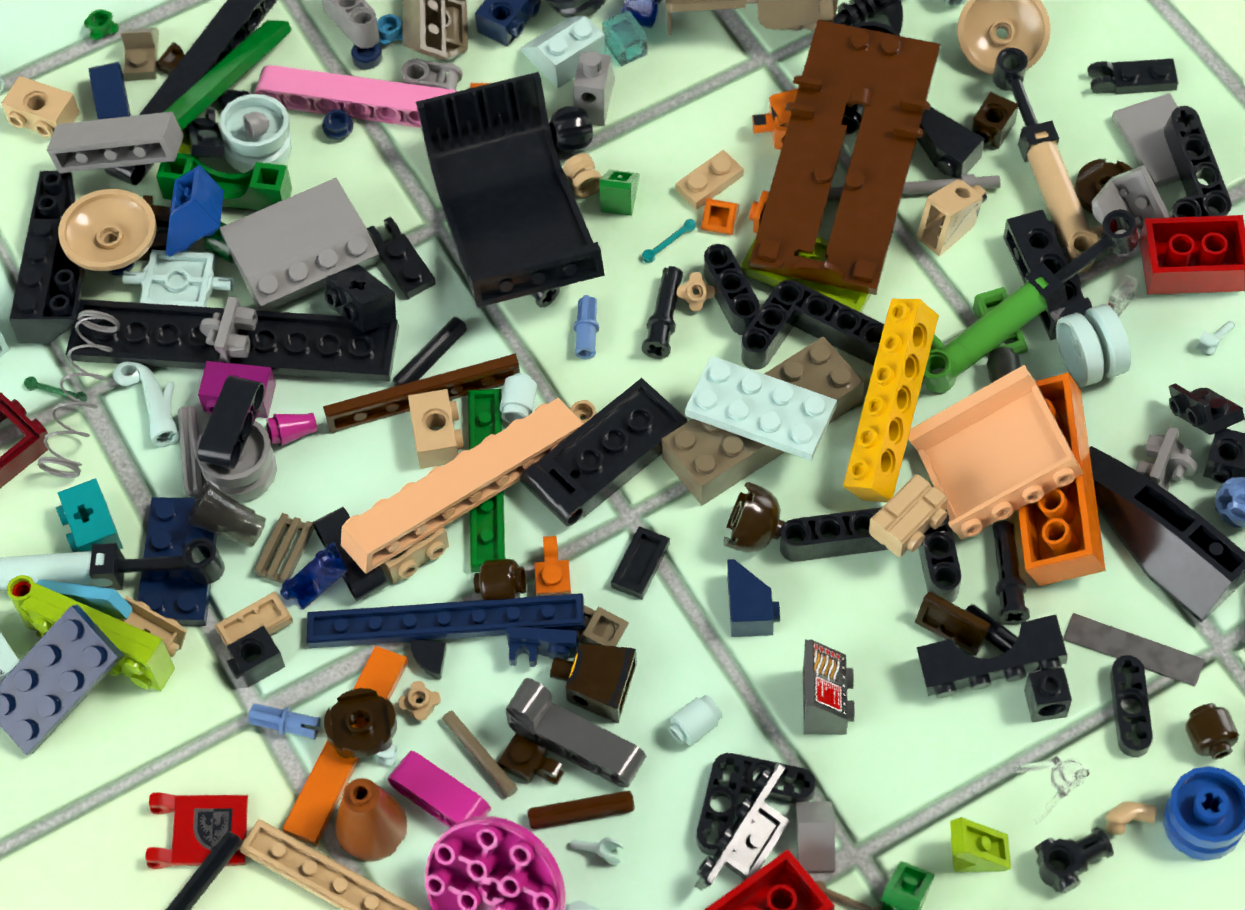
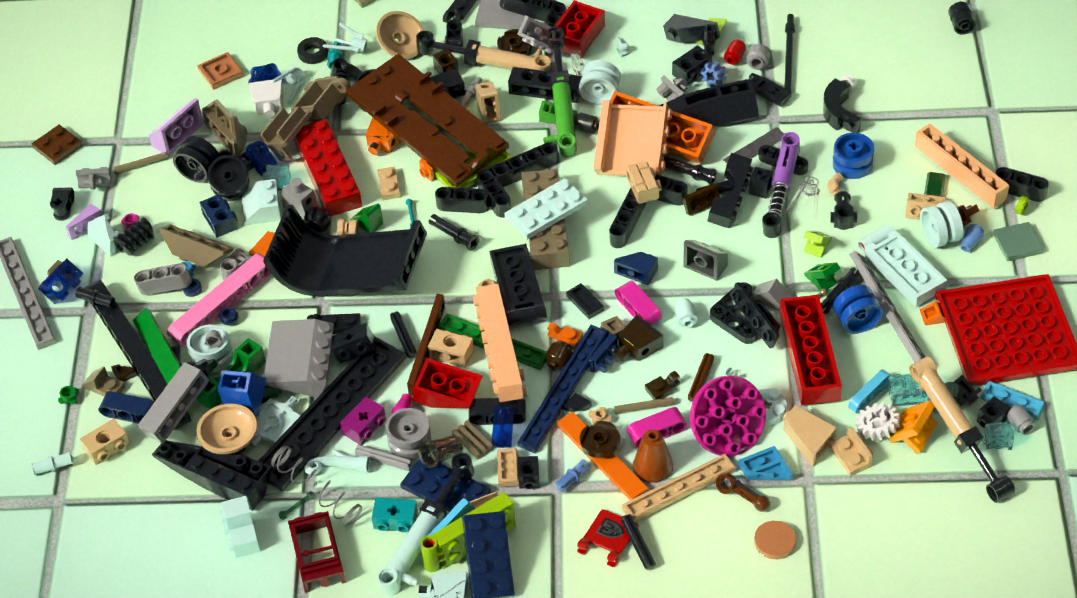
camera: 60 degrees left, 10 degrees down
(223, 330) = (328, 406): light grey hips -> none
(231, 422) = (396, 415): black beam -> none
(348, 458) = (445, 386): none -> red slope
(518, 397) = (459, 307): light aqua brick -> none
(571, 736) = (663, 362): dark grey beam -> none
(586, 327) = (437, 265): medium blue axle -> none
(672, 641) = (638, 303): none -> dark pink beam
(679, 87) = (327, 168): none -> red brick
(686, 291) = (451, 214): tan plate -> none
(719, 216) = (413, 188): orange slope -> none
(754, 520) = (597, 244): dark brown cylinder -> none
(891, 400) = (576, 162): yellow brick -> none
(1060, 99) = (454, 33): none -> black piece
(1064, 727) = (781, 183): none -> piece
(1204, 408) = (659, 63): black bracket -> none
(1211, 731) = (815, 137): dark brown head -> none

